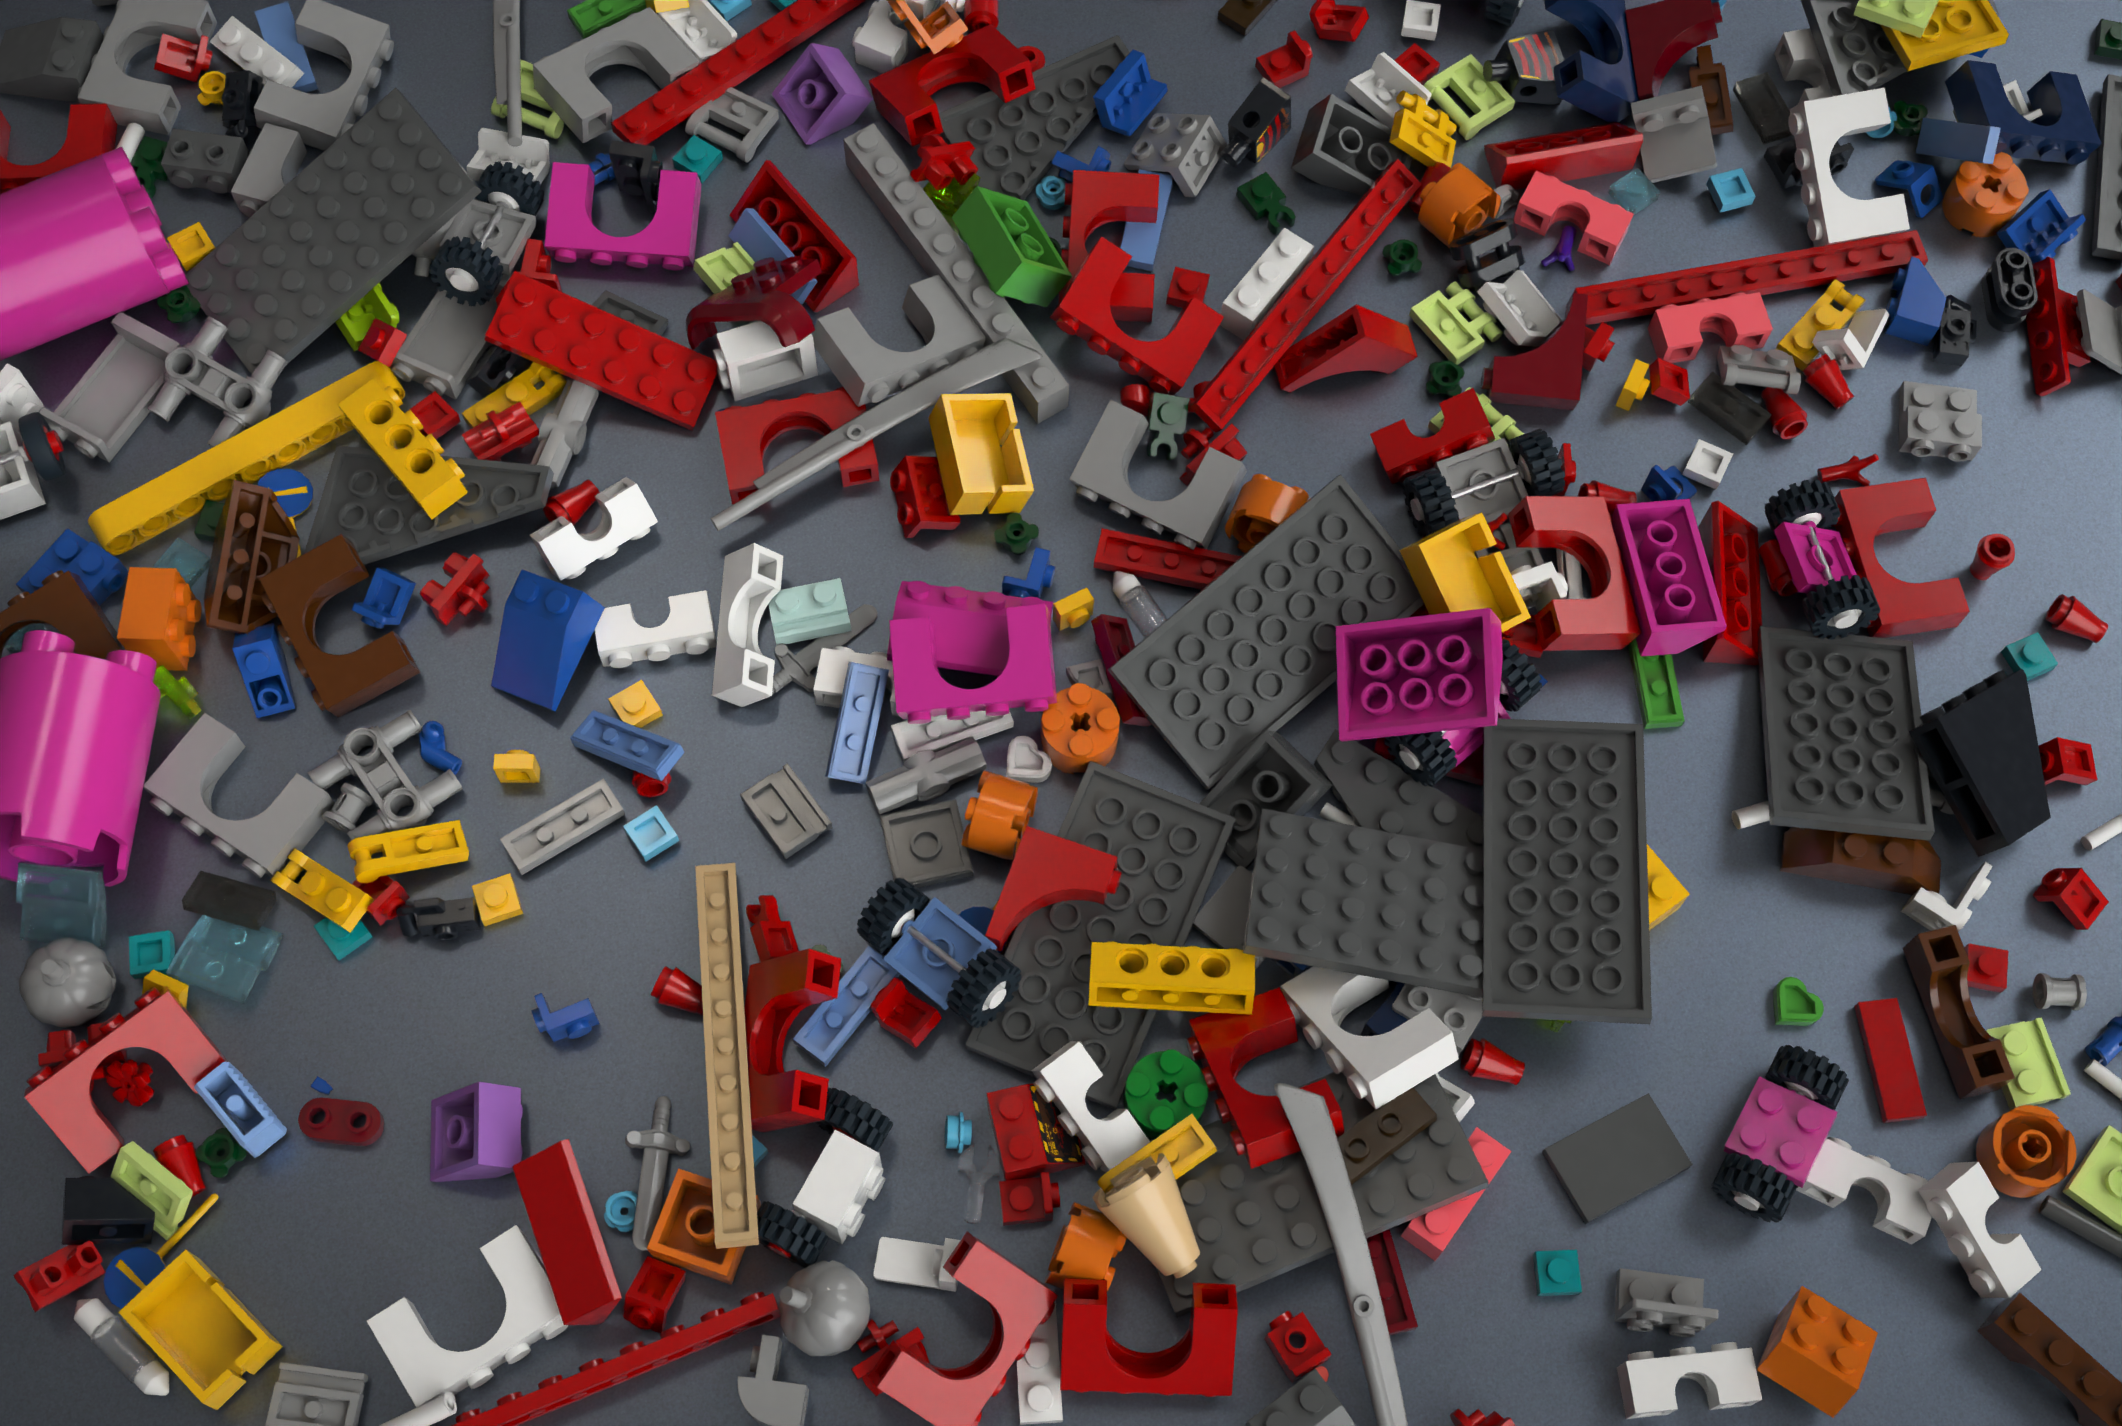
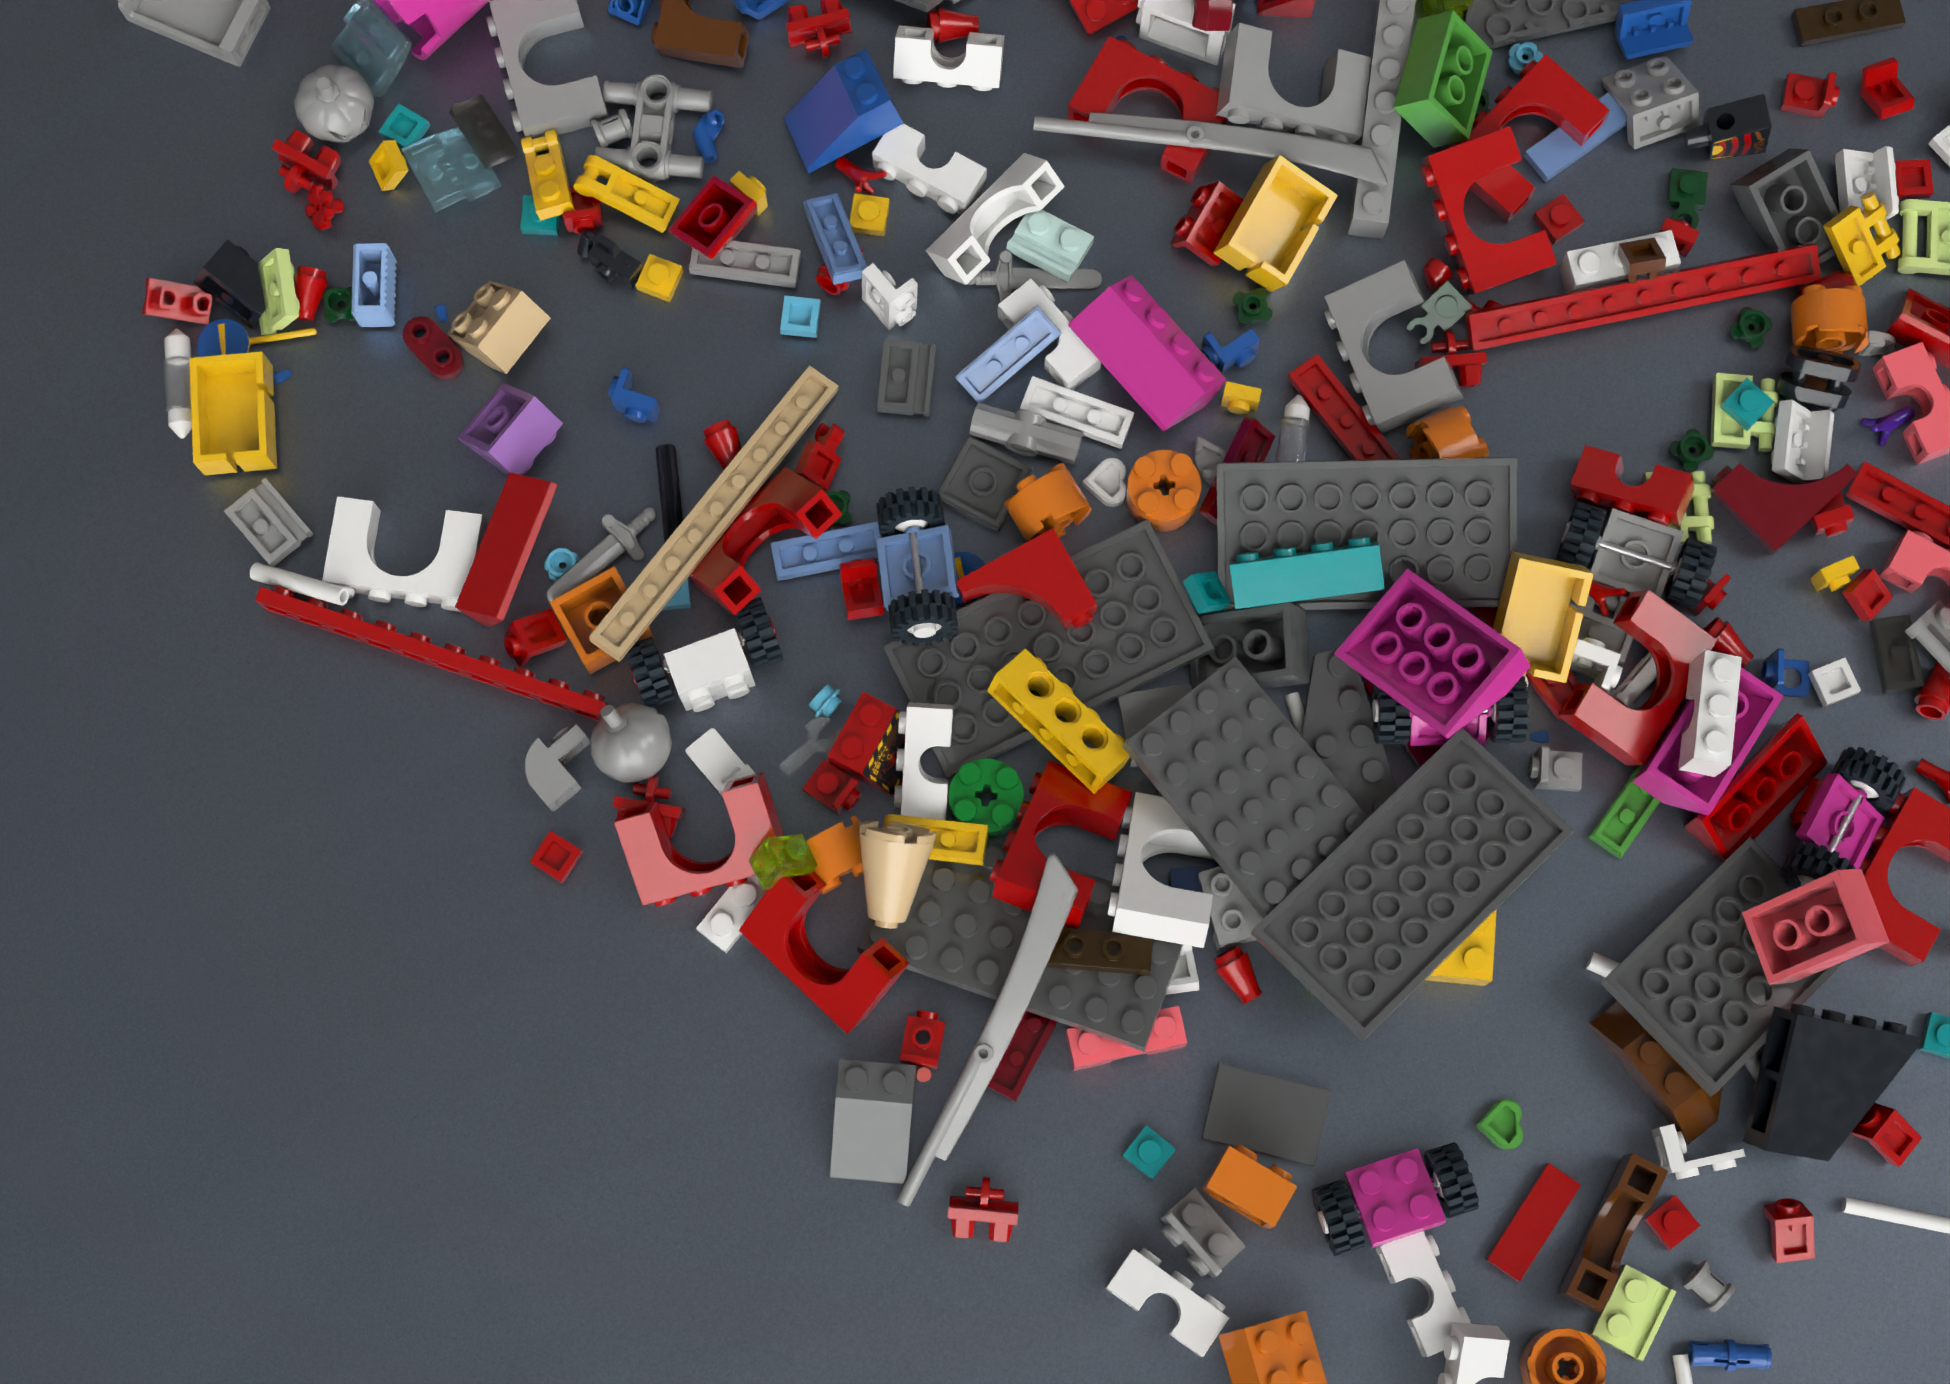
camera: 45 degrees right, 10 degrees up
(64, 1092) = (363, 180): arch -> none
(216, 1261) = (282, 376): none -> blue piece
(387, 1053) = (498, 325): none -> tan slope
(507, 807) = (714, 218): none -> red slope
(599, 681) = (859, 175): none -> red bar
(666, 1072) = (669, 488): none -> black axle
(715, 759) = (888, 303): none -> white bracket
(1024, 682) = (1147, 421): dark pink arch -> none
(1051, 1290) = (782, 858): none -> clear neon green bracket
(1066, 164) = (1554, 47): blue bracket -> none
(1189, 780) = (1206, 592): none -> teal plate
(1258, 698) = (1306, 574): none -> teal brick
(1286, 261) = (1641, 258): none -> reddish brown tile
(1297, 225) = (1683, 234): none -> red plate
(1347, 343) = (1635, 362): red arch -> none
(1456, 312) = (1747, 404): none -> teal plate
(1574, 696) = (1556, 770): none -> light grey bracket
(1666, 1225) = (1249, 1186): none -> orange brick
(1677, 567) = (1710, 737): none -> white arch
(1885, 643) = (1815, 926): none -> coral brick

